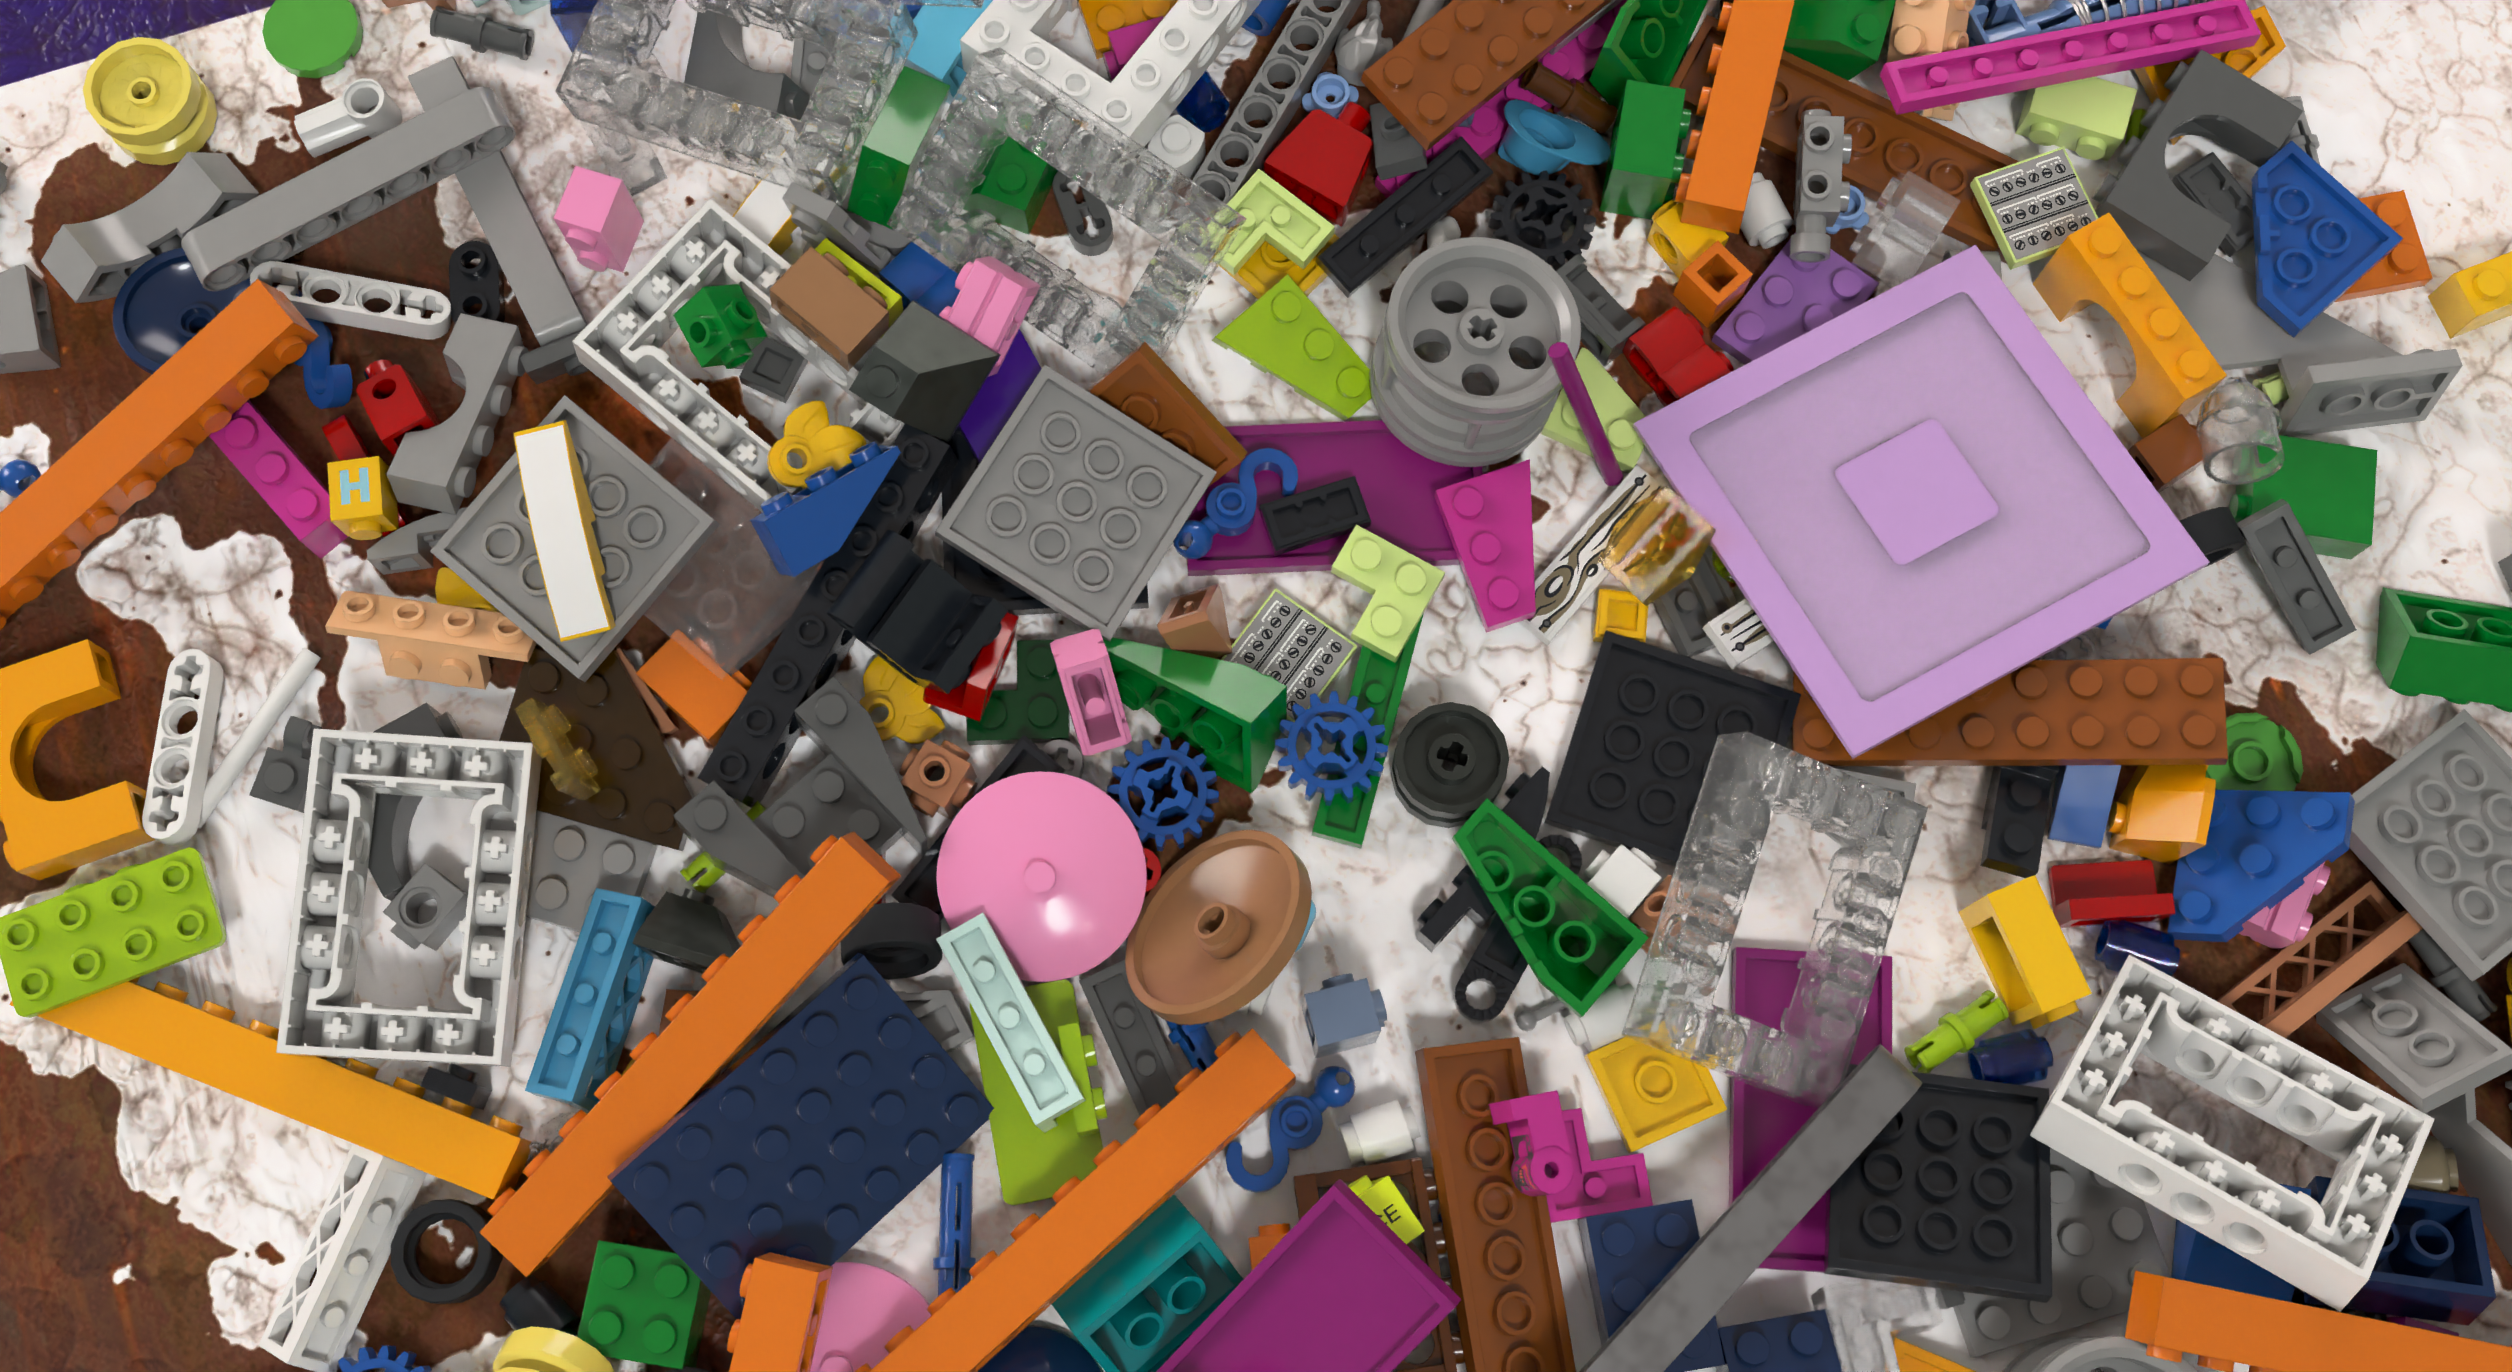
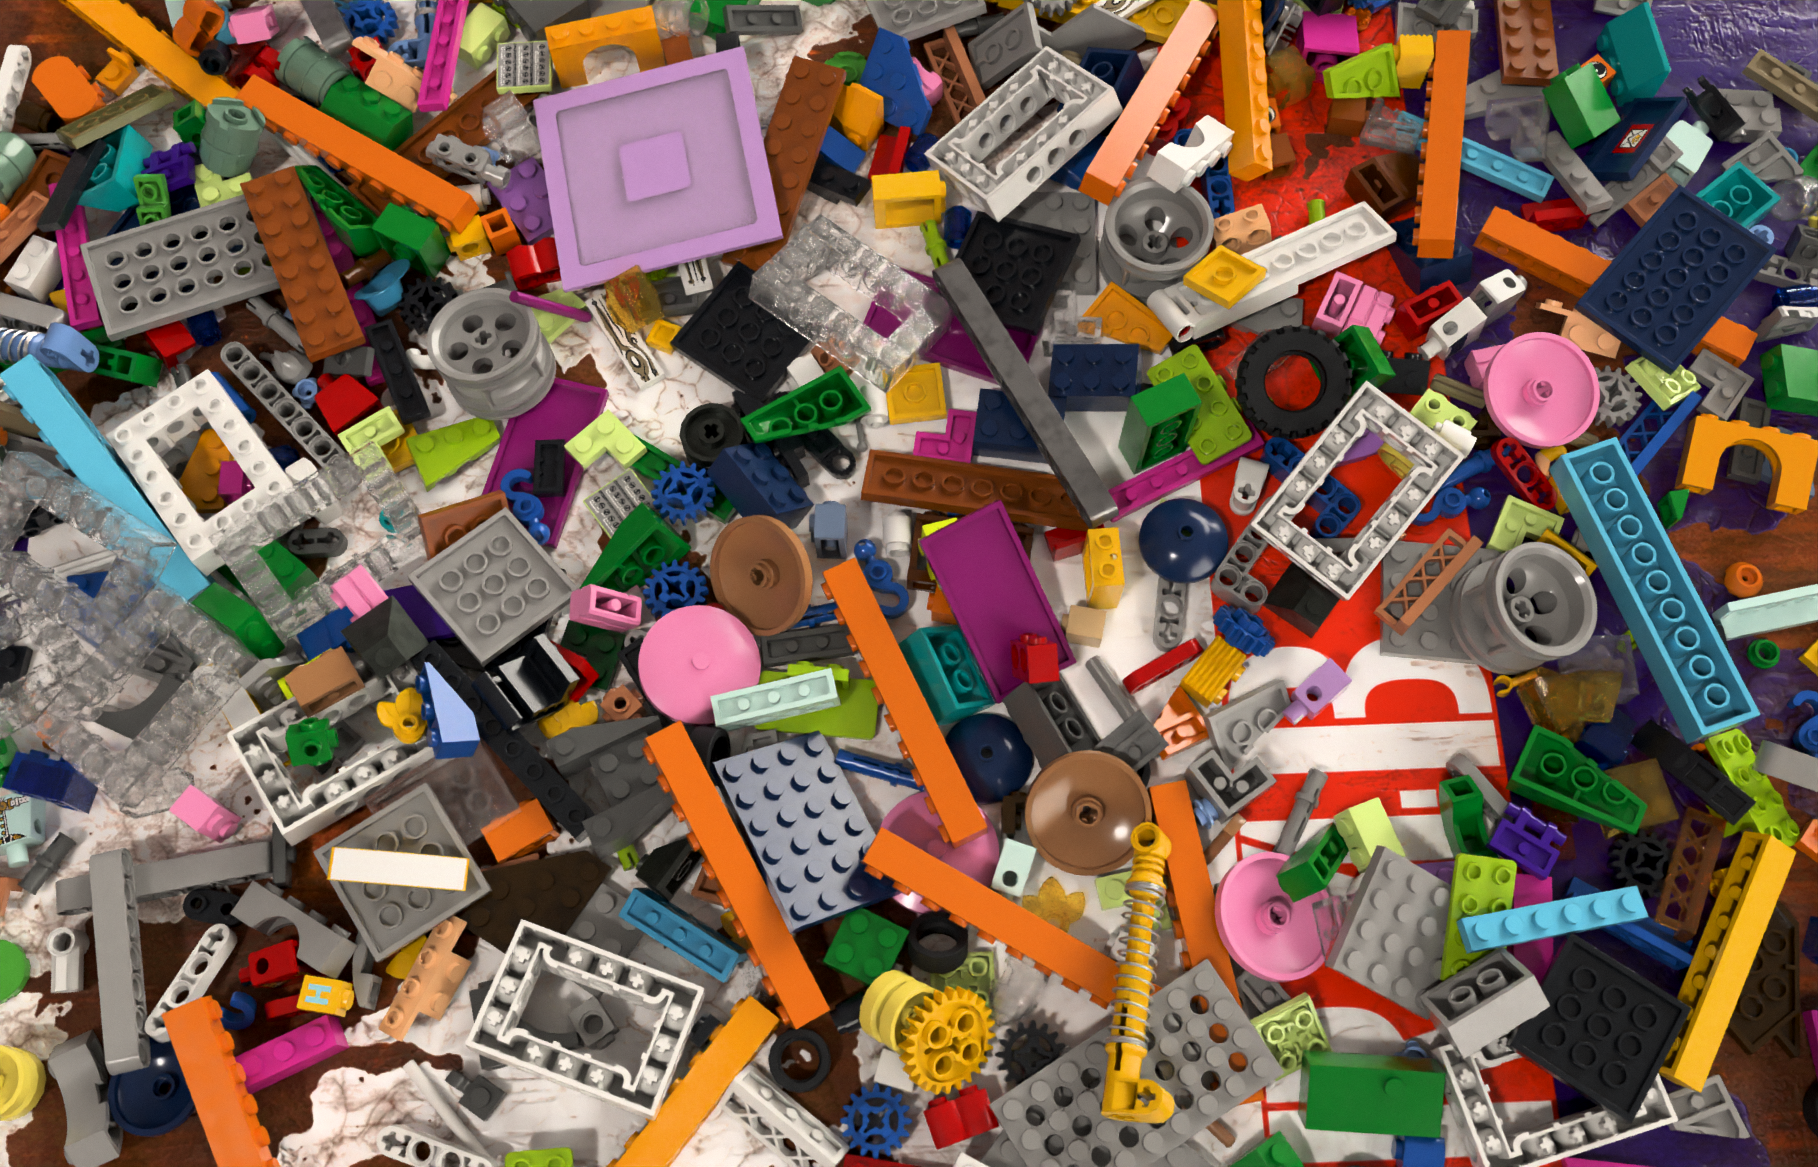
camera: 70 degrees left, 5 degrees down
(547, 732) = (532, 911): clear yellow wing -> none
(1197, 623) = (586, 544): nougat slope -> none
(1381, 872) = (759, 484): none -> dark blue brick
(1494, 541) = (599, 382): dark pink wing -> none
(1538, 1142) = (928, 452): dark pink leg -> none

